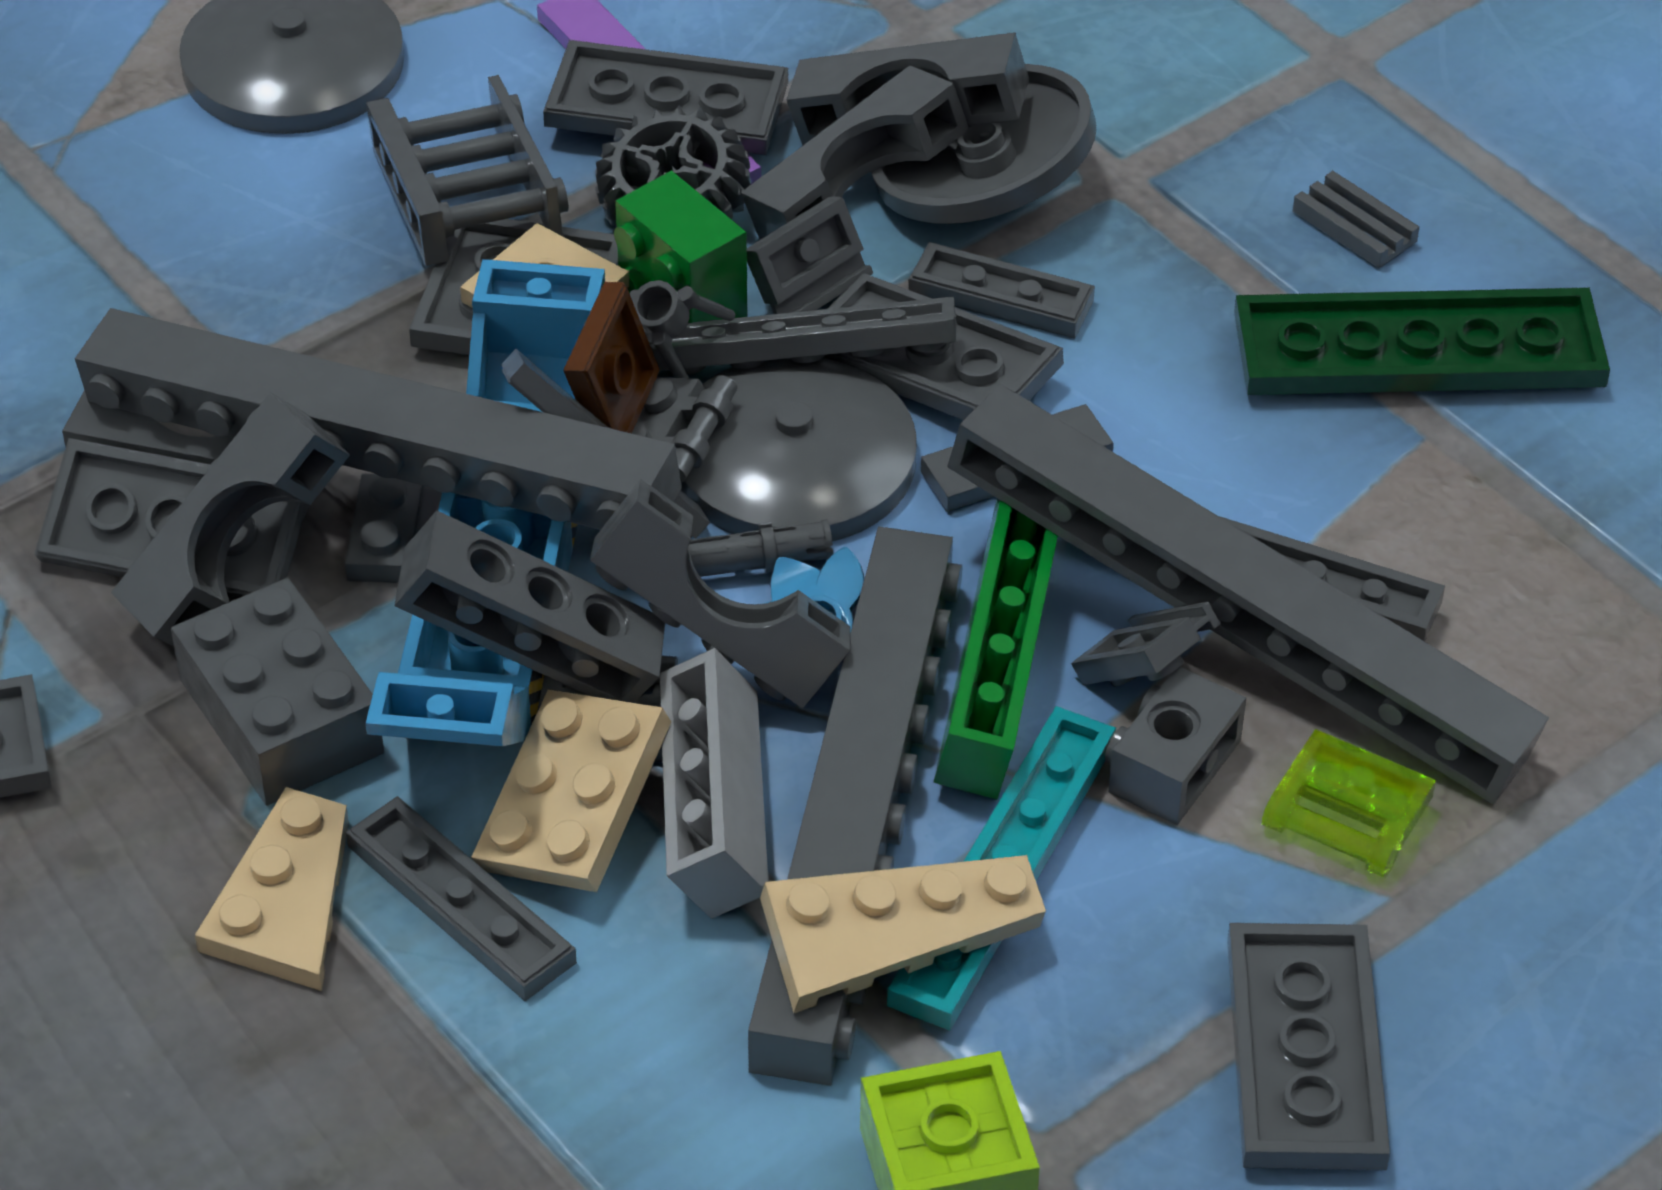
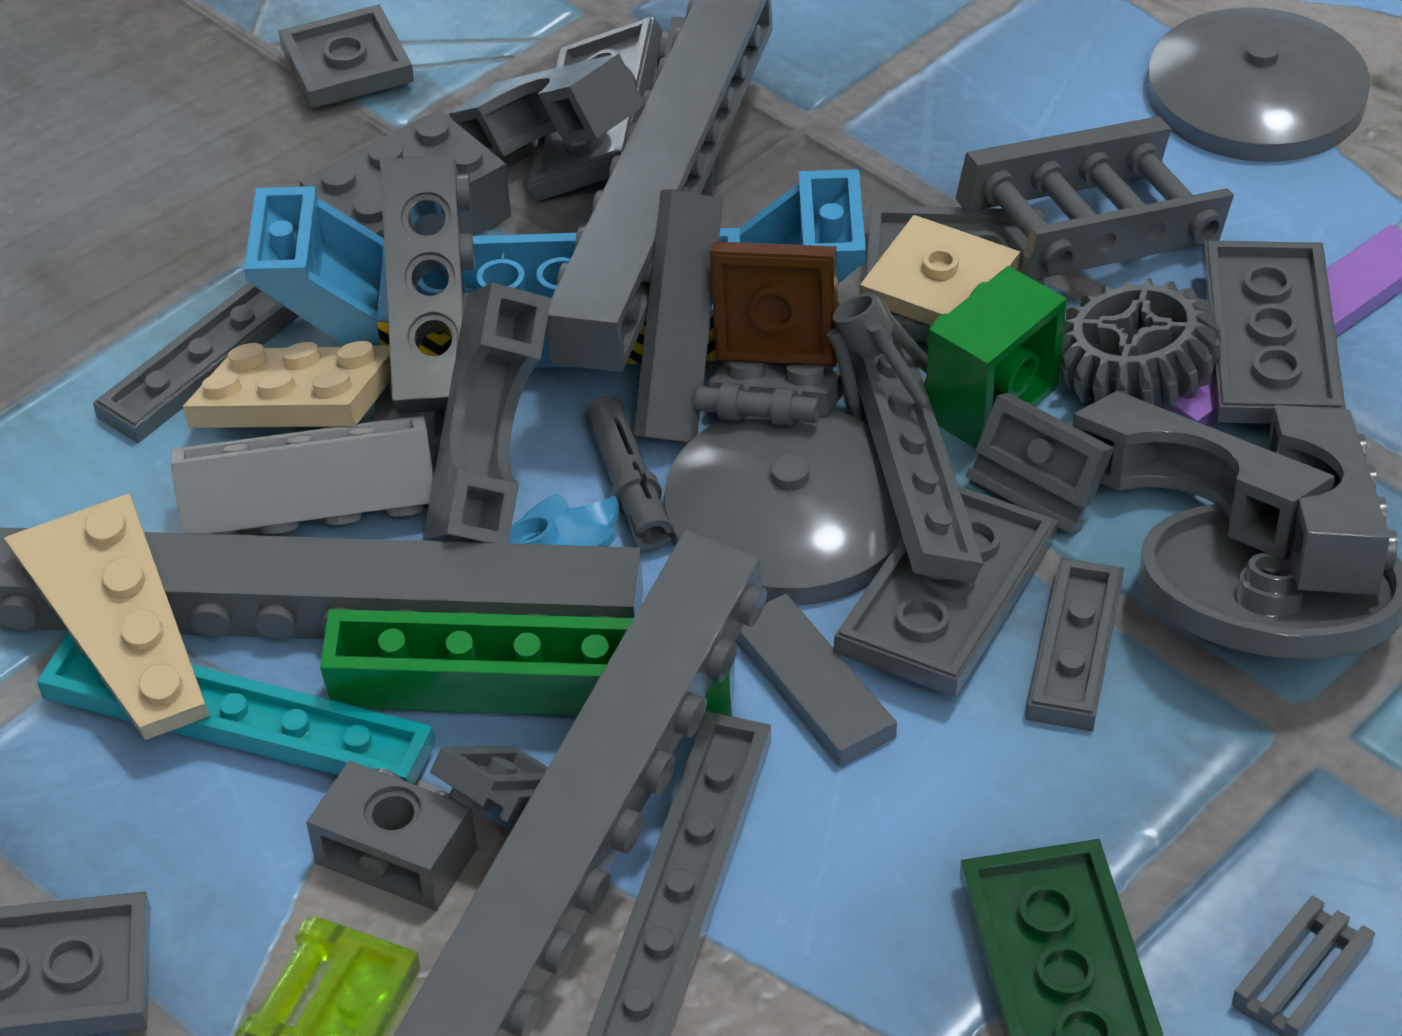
camera: 85 degrees right, 0 degrees up
(282, 893) = (181, 248): tan wing -> none

